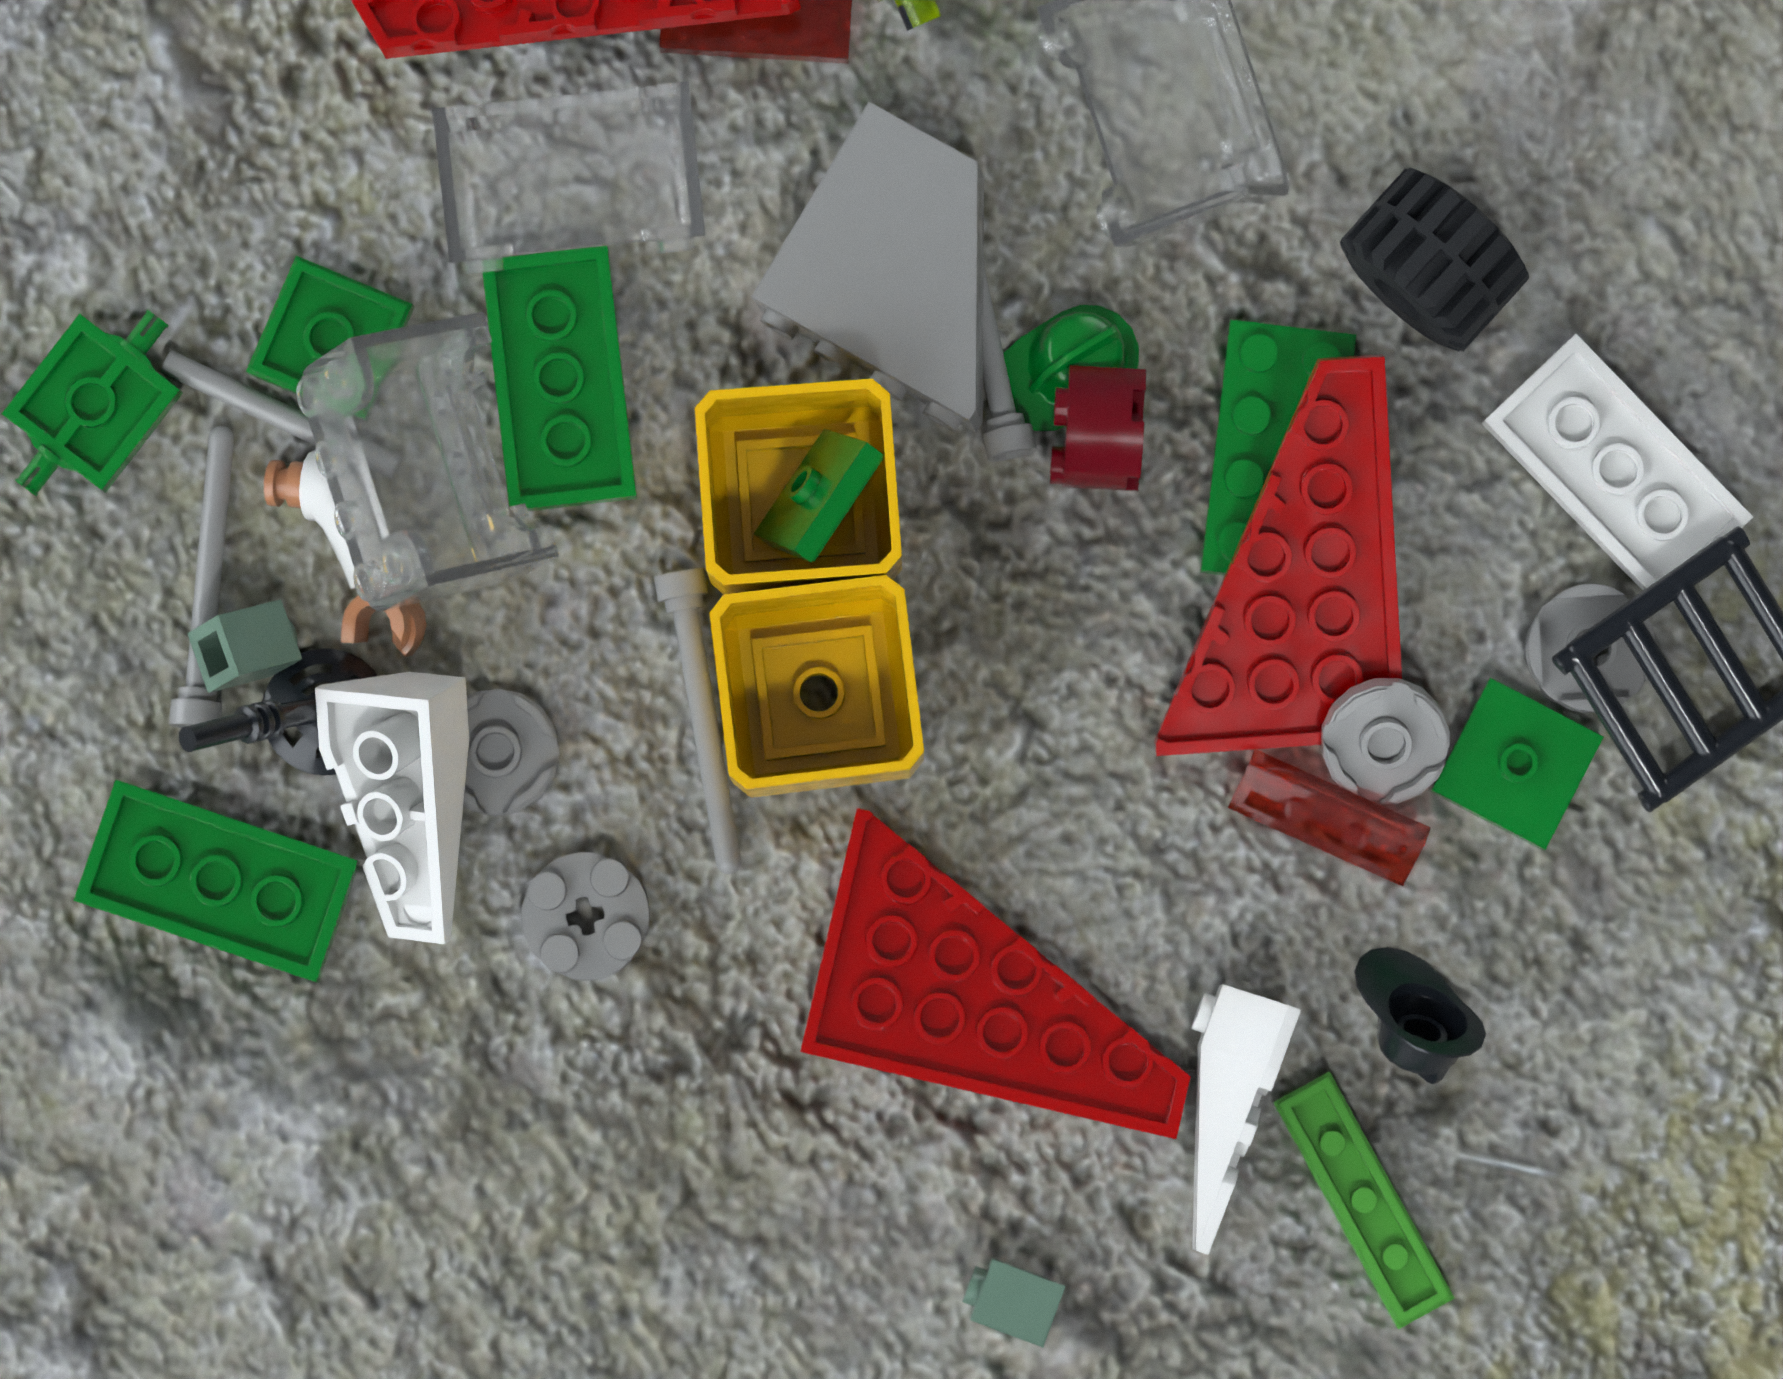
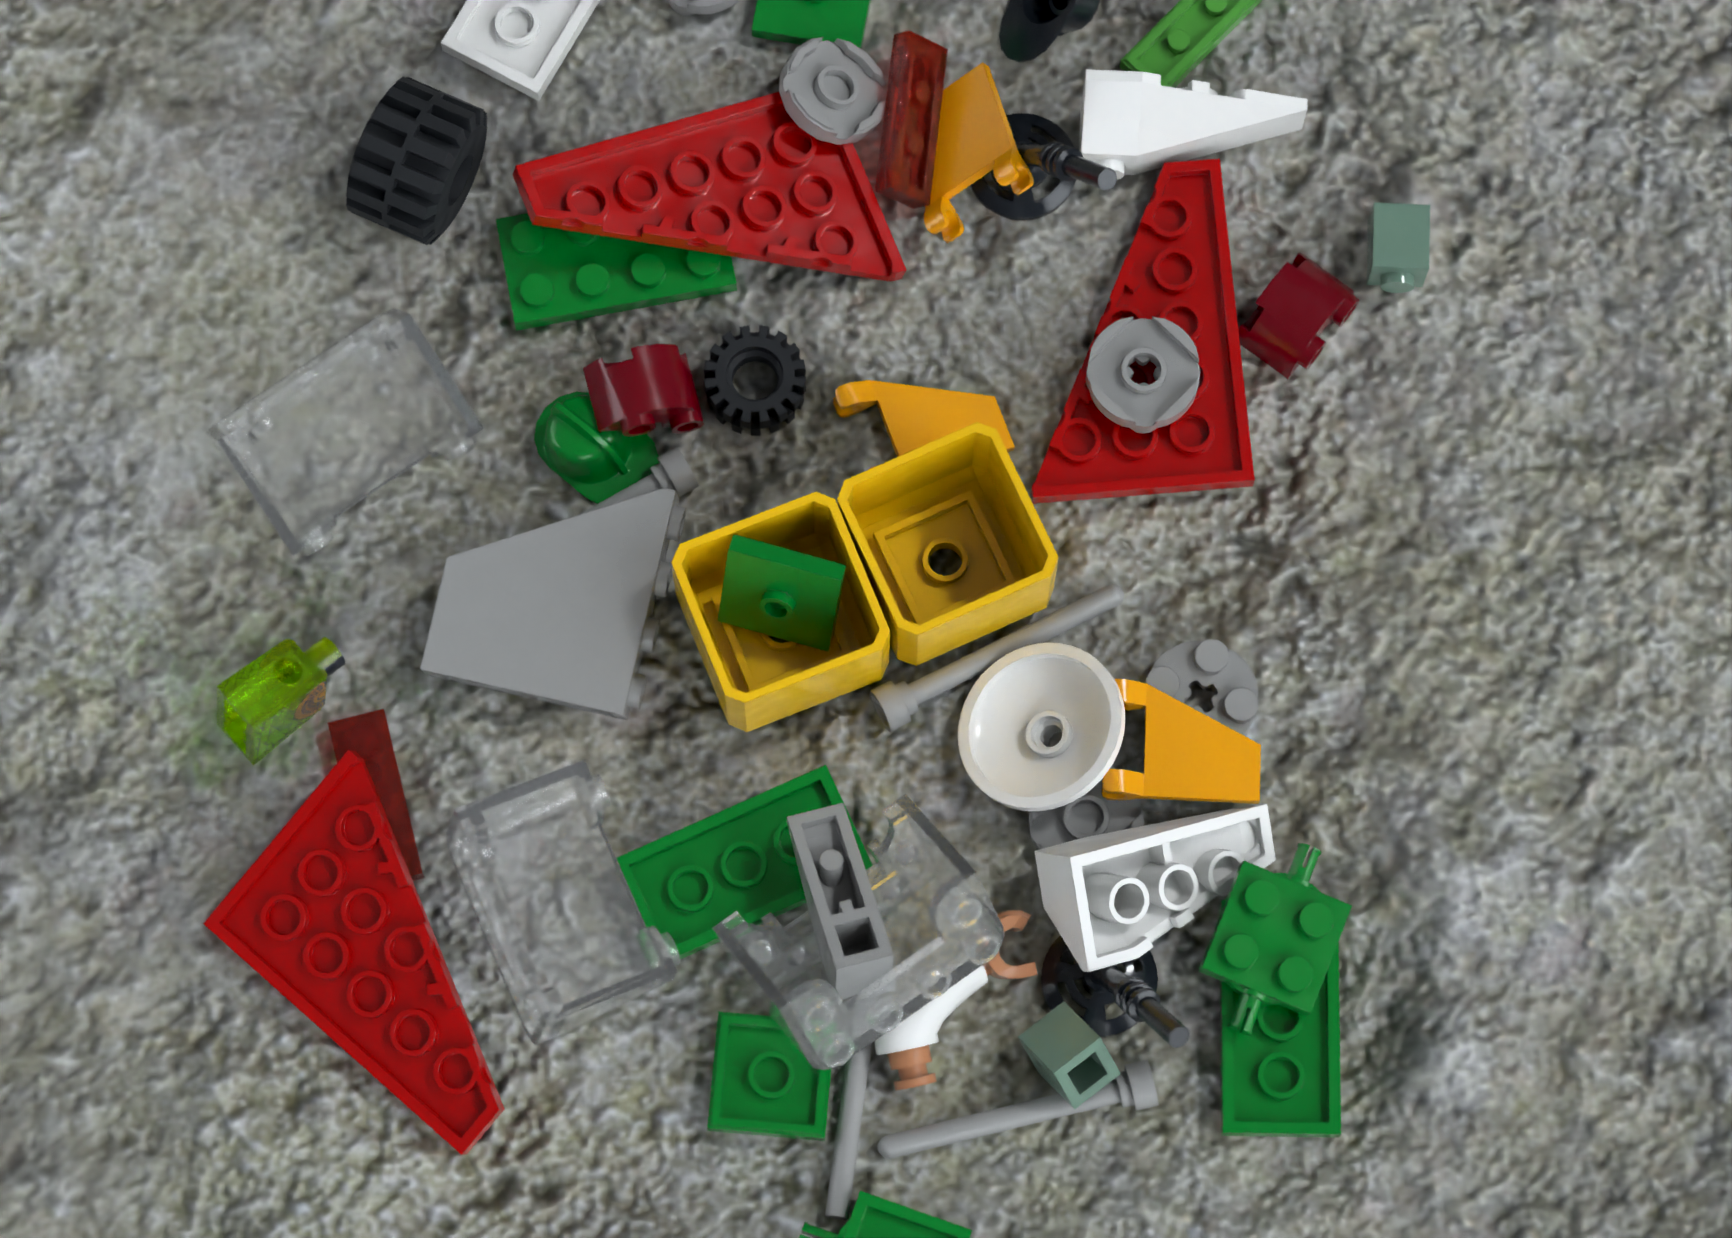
camera: 110 degrees left, 10 degrees down
(293, 899) = (1275, 938): none -> green plate
(471, 452) = (840, 900): none -> light grey slope
(523, 873) = (1185, 754): none -> light orange flag
(604, 697) = (1019, 709): none -> white dish
(962, 933) = (1143, 341): none -> light grey plate
(974, 726) = (920, 413): none -> light orange flag
(977, 1166) = (1294, 314): none -> dark red cylinder
(1093, 517) = (748, 348): none -> black tyre
(1227, 935) = (1043, 159): none -> black dish
(1272, 871) = (969, 145): none -> light orange flag

